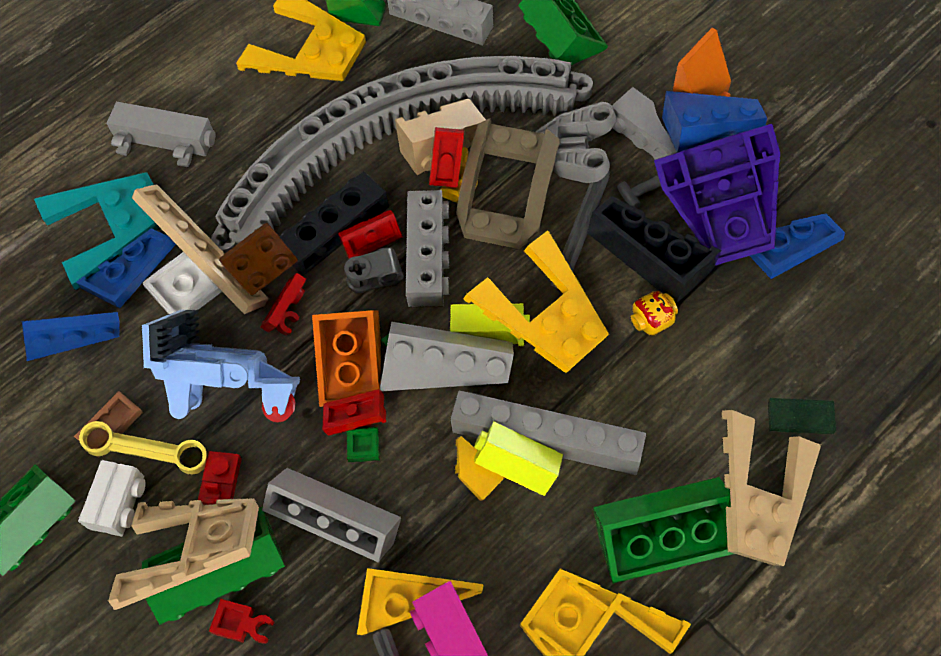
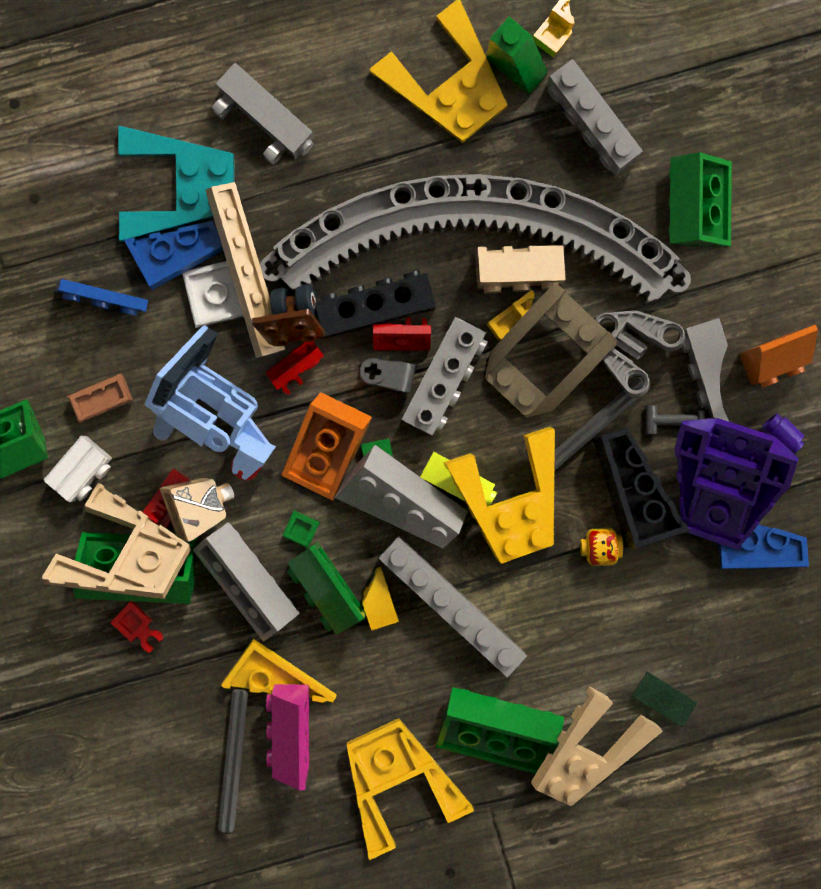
camera: 15 degrees right, 25 degrees up
(142, 447) = (120, 440): light yellow piece -> none
(243, 465) = (195, 506): none -> tan torso
(353, 412) = (305, 501): red plate -> none
(415, 477) = (326, 589): none -> green slope
(446, 157) = (506, 304): red plate -> none
(518, 458) = (415, 618): neon yellow brick -> none
(706, 118) = (761, 403): blue wedge -> none

